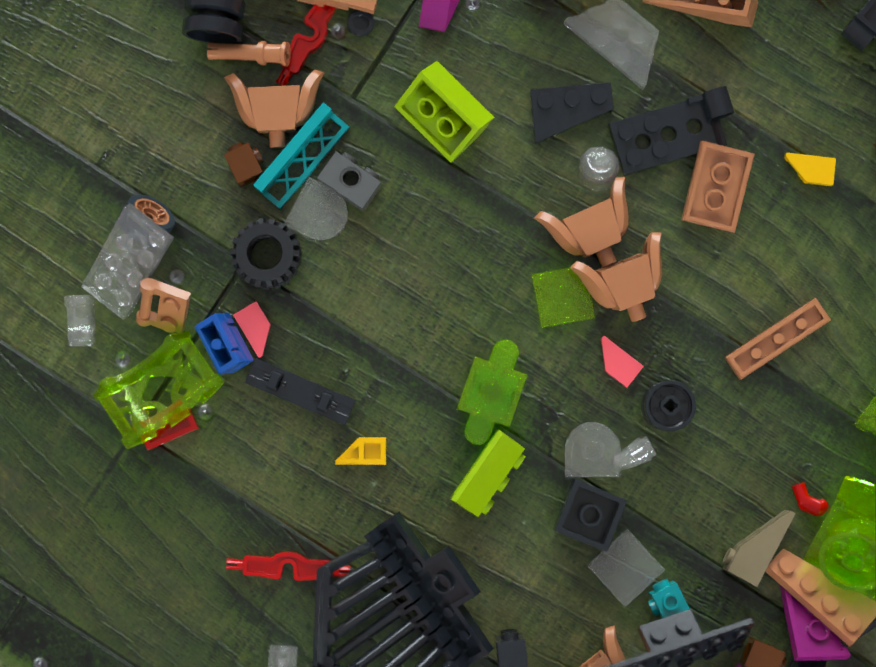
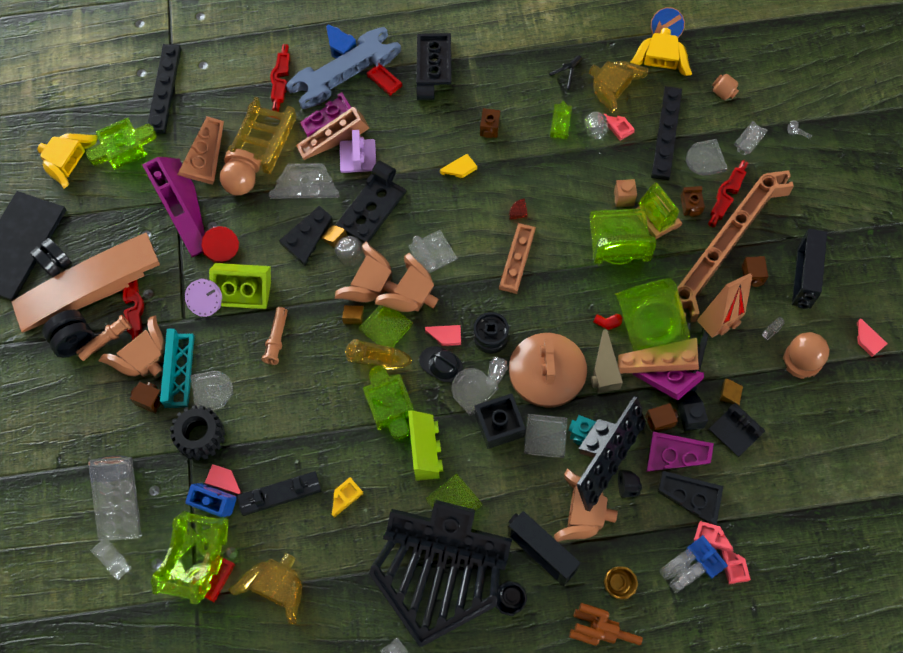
camera: 35 degrees left, 20 degrees down
(171, 310) = (163, 504): nougat plate -> none
(222, 487) = (274, 582): none -> clear yellow torso
(273, 566) = (344, 605): red piece -> none
(357, 195) = (226, 363): dark grey brick -> none
(360, 23) = (157, 279): black tile -> none
(391, 94) = (203, 297): none -> lavender tile
(426, 214) = (274, 342): none -> nougat pin
(460, 39) = (220, 244): none -> red tile
(475, 550) = (455, 492): none -> clear neon green tile
(518, 327) = (376, 355): none -> clear yellow torso
(539, 251) = (353, 314): none -> pearl gold slope
(585, 390) = (440, 363): none -> black piece
(596, 134) = (333, 235): none -> pearl gold slope
(689, 250) = (432, 251): none -> clear hinge
(692, 499) = (547, 370): none -> nougat bracket
(708, 51) = (357, 154): none -> lavender bracket
(717, 186) = (419, 210): nougat tile -> none
(831, 280) = (518, 210): none -> clear red tile

